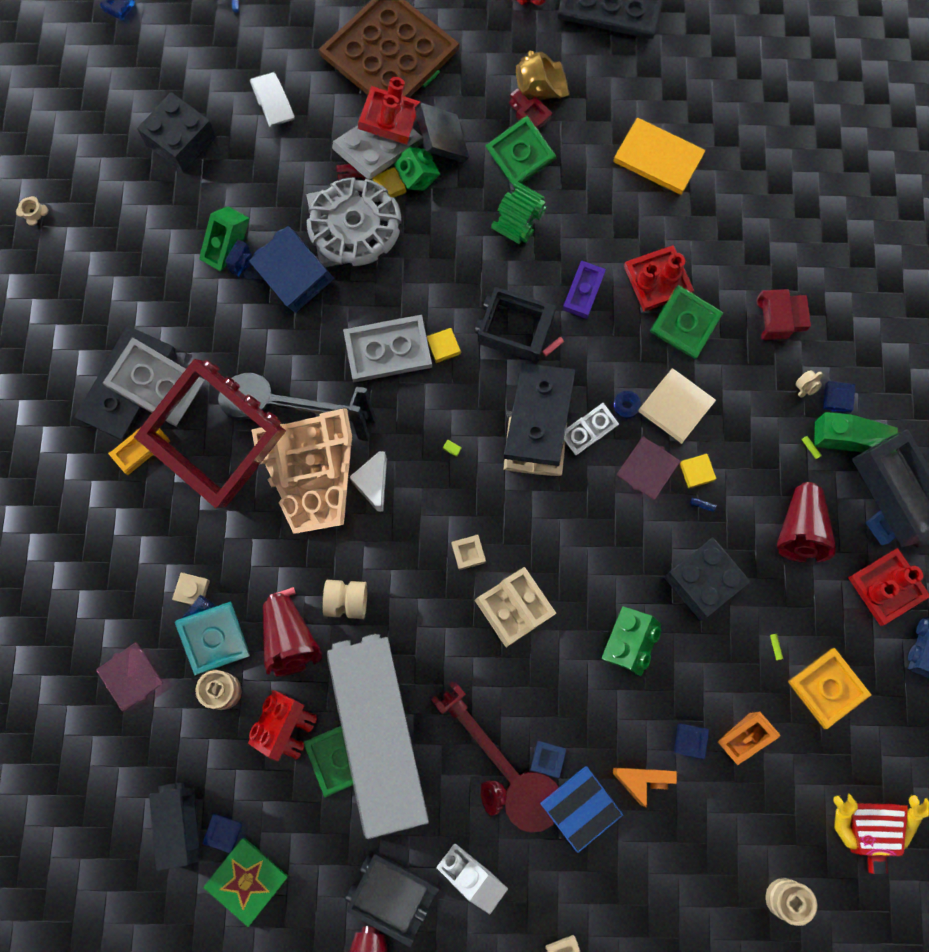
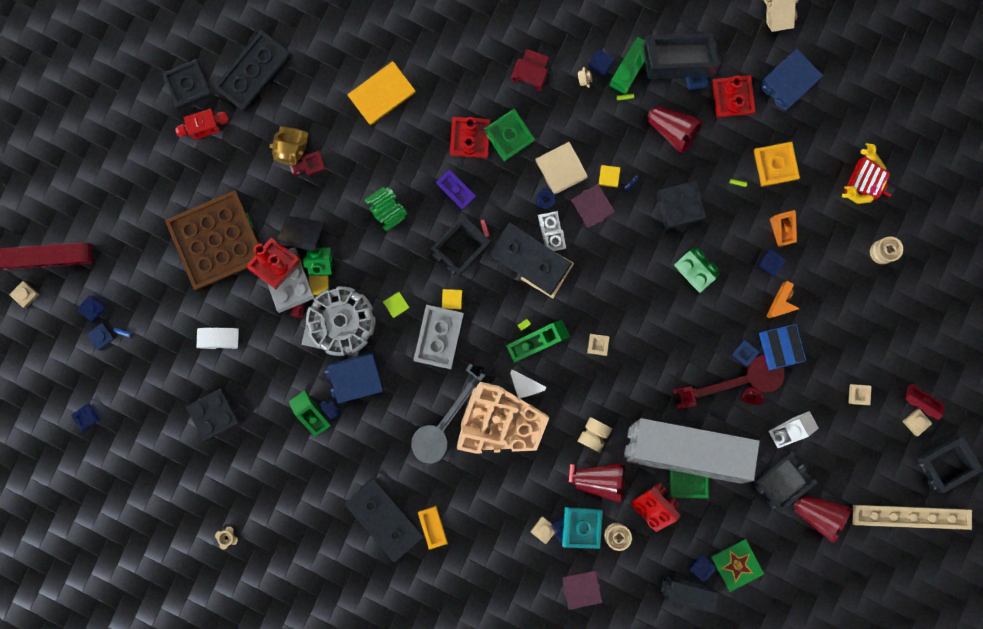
camera: 65 degrees left, 10 degrees up
(147, 378) = (395, 500): light grey plate -> none
(173, 459) = (463, 503): dark red window -> none
(405, 282) = (396, 304): none -> lime tile
(440, 473) = (538, 340): none -> green slope
(515, 607) = (644, 331): tan slope -> none
(521, 151) = (337, 185): green tile -> none

